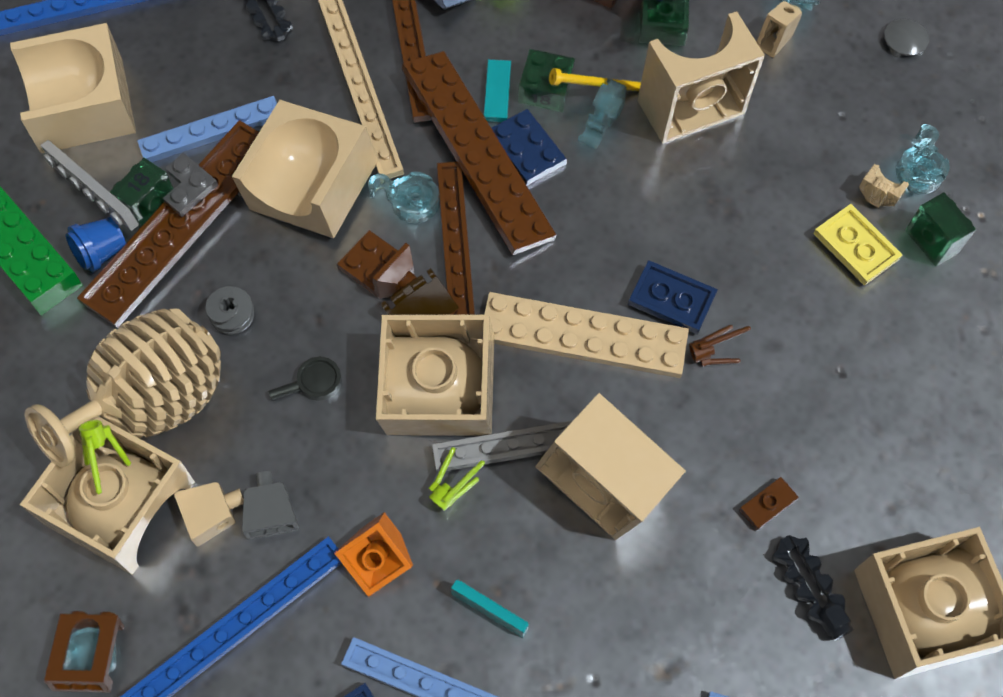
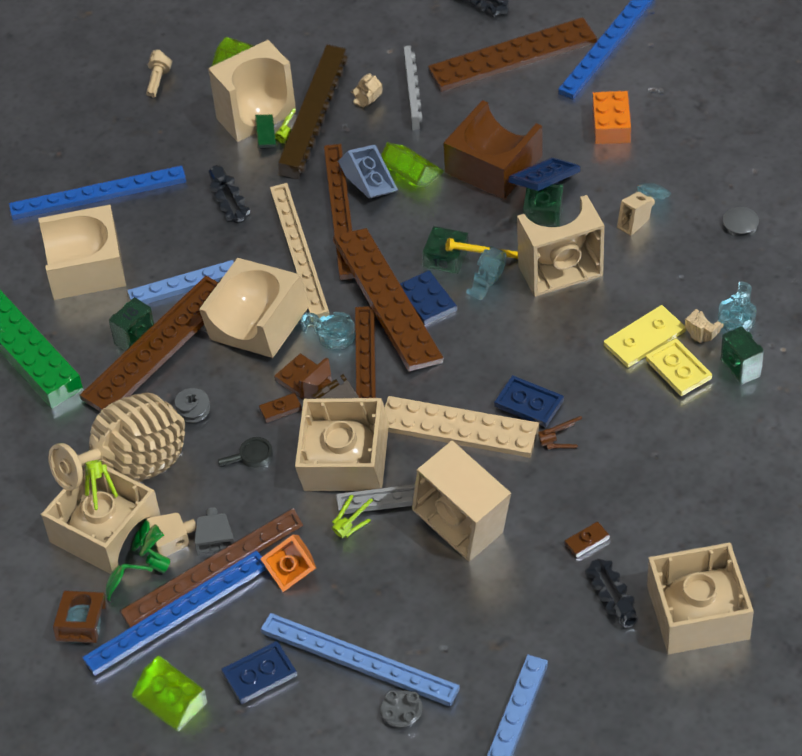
camera: 10 degrees right, 15 degrees down
(91, 188) = (91, 317): light grey plate -> none
(94, 242) = (94, 357): blue piece -> none
(180, 551) = (146, 539): none -> green plant
(193, 186) = (168, 319): flat silver plate -> none
(263, 567) = (210, 567): none -> reddish brown plate
(347, 310) = (280, 407): none -> reddish brown plate
(489, 608) = (370, 598): teal tile -> none
(497, 90) = (407, 257): teal tile -> none
(807, 199) = (644, 336): none -> light yellow plate

